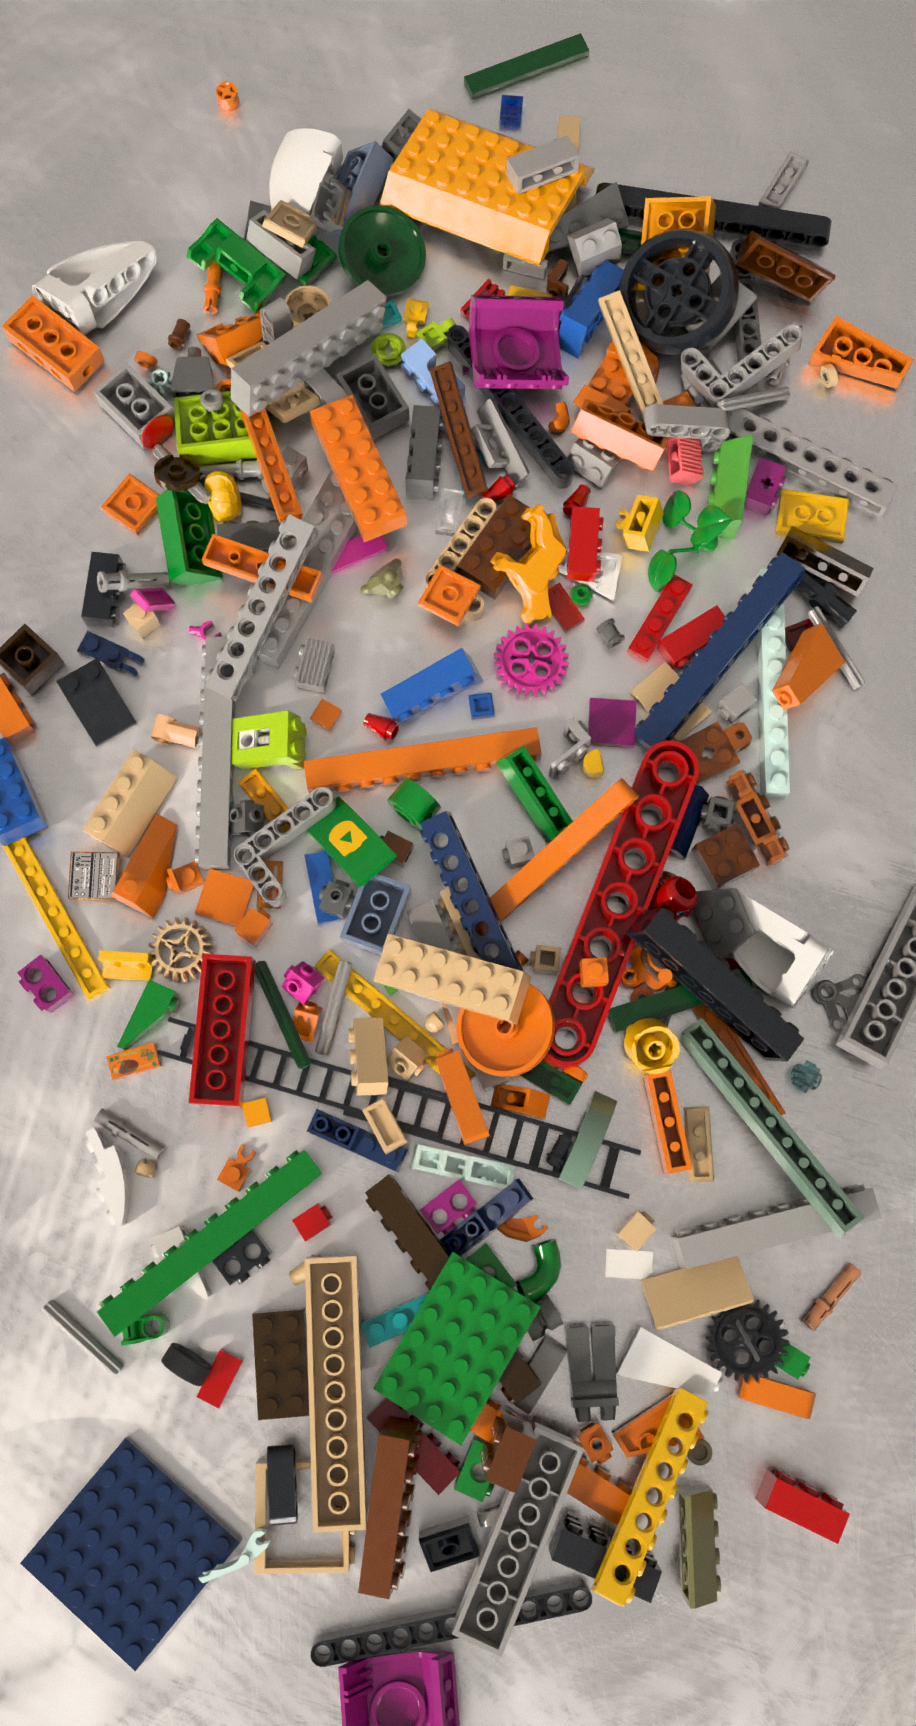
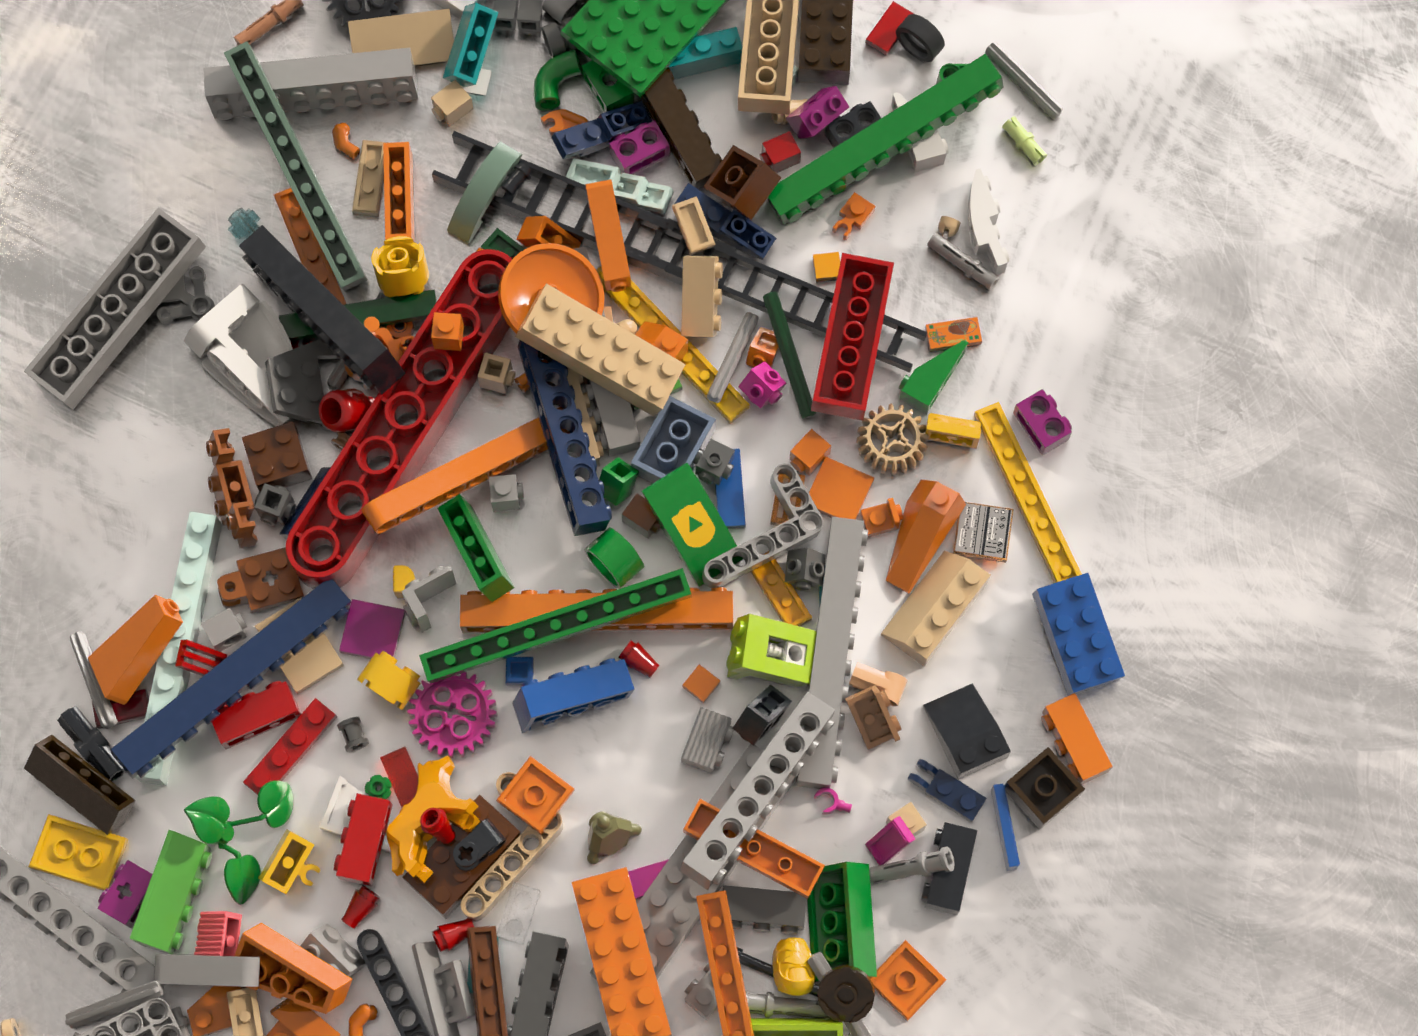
camera: 170 degrees left, 5 degrees down
(59, 627) = (1005, 827): none -> blue tile
(78, 1270) = (1024, 141): none -> yellowish green pin
(176, 699) = (872, 716): none -> medium nougat bracket
(269, 684) = (762, 714): none -> black brick
(279, 1266) = (817, 112): none -> magenta brick
(344, 1177) = (742, 182): none -> reddish brown brick
(402, 1008) = (664, 339): none -> orange slope
(407, 1058) = (661, 293): tan brick -> none
(421, 874) = (618, 480): none -> green brick
(452, 728) = (555, 626): none -> green brick
(486, 543) = (481, 842): none -> black piece
(525, 549) = (436, 824): none -> red cone
(587, 673) = (389, 680): none -> yellow brick
(629, 1290) = (470, 44): none -> teal brick
(734, 1178) = (341, 142): none -> orange arm
(748, 663) = (180, 663): none -> red tile

